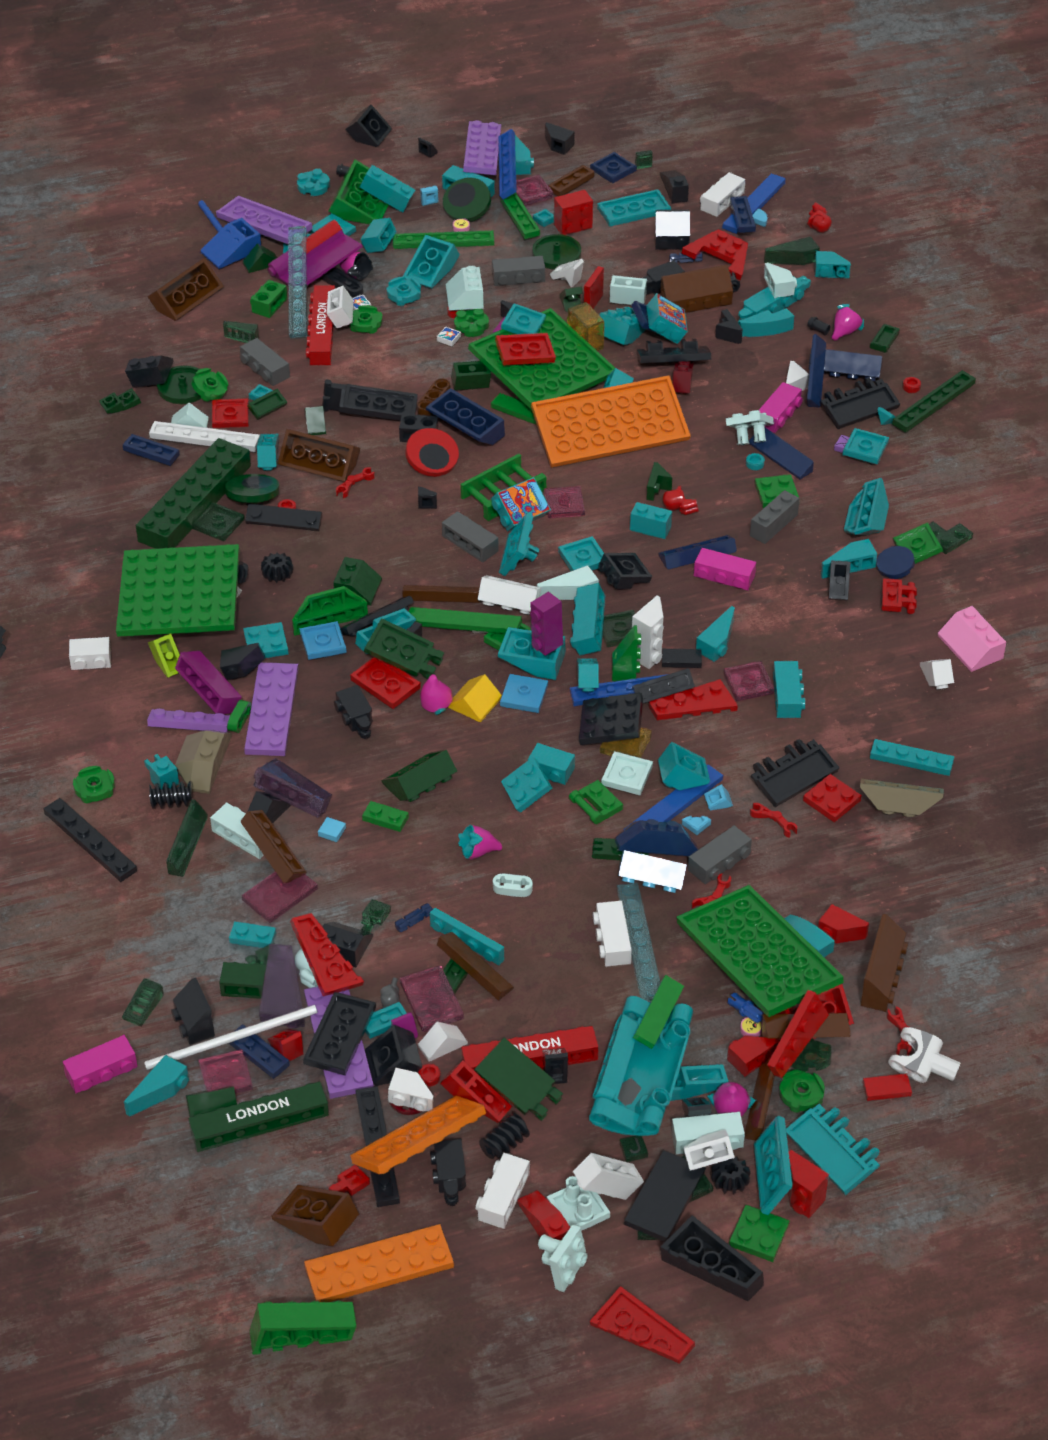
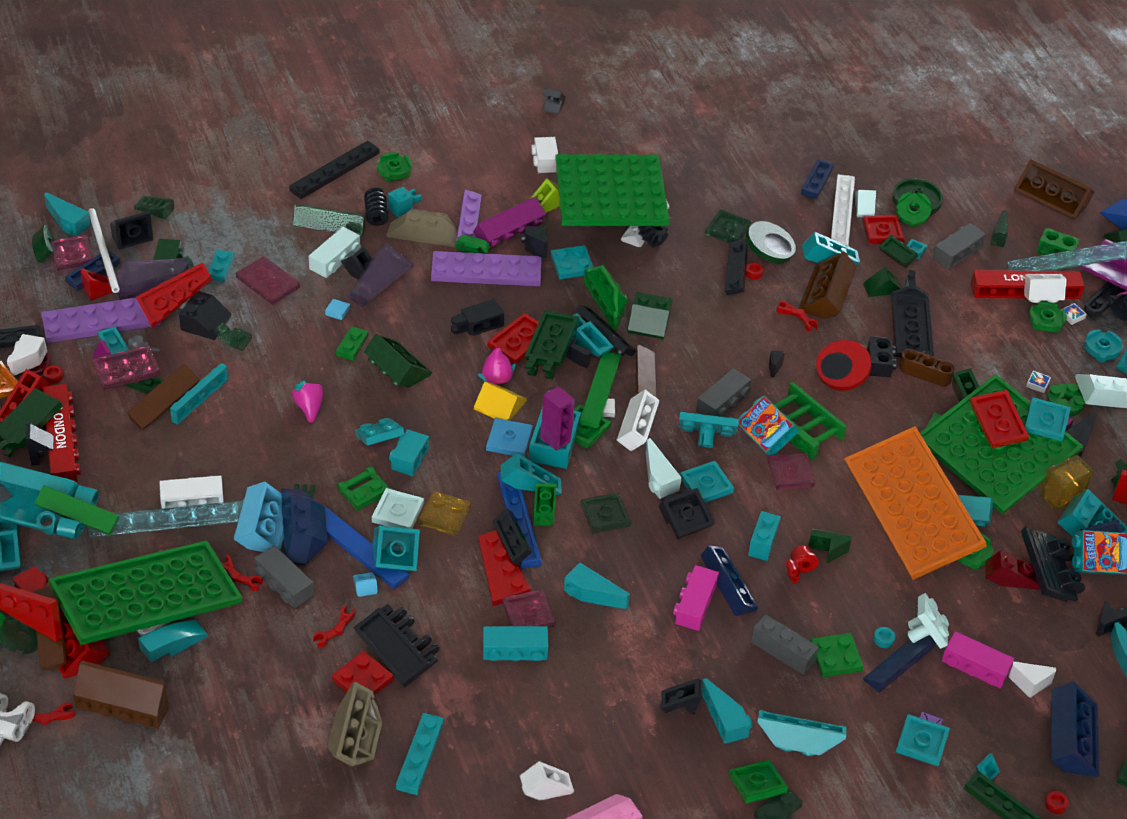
camera: 85 degrees right, 0 degrees up
(100, 1064) = (92, 184): dark pink brick -> none
(114, 403) = (882, 158): dark green slope -> none
(148, 370) = (926, 168): black slope -> none
(192, 494) = (720, 191): dark green brick -> none
(258, 1116) = (24, 271): dark green brick -> none
(272, 846) = (307, 264): reddish brown slope -> none
(277, 567) = (665, 263): black gear -> none
(322, 640) = (571, 295): dark azure plate -> none
(339, 1033) = (97, 312): black tile -> none
(390, 1051) = (71, 349): black slope -> none
(413, 917) = (227, 360): dark blue axle -> none
(441, 1040) = (88, 382): white slope -> none
(468, 417) = (894, 387): dark blue slope -> none
(512, 885) = (257, 427): light aqua beam -> none
(588, 619) = (608, 481): teal brick -> none
(611, 718) = (466, 495): black plate -> none
(650, 625) = (575, 517): white slope -> none
(682, 658) = (562, 559): black tile -> none
(696, 824) = (332, 564): medium azure tile -> none
(816, 372) = (1036, 688): dark blue slope -> none
(843, 925) = (183, 668): red slope -> none
(859, 402) = (1005, 741): black hinge -> none
(892, 596) = (670, 750): red plate -> none
(895, 562) = (724, 756): dark blue tile -> none

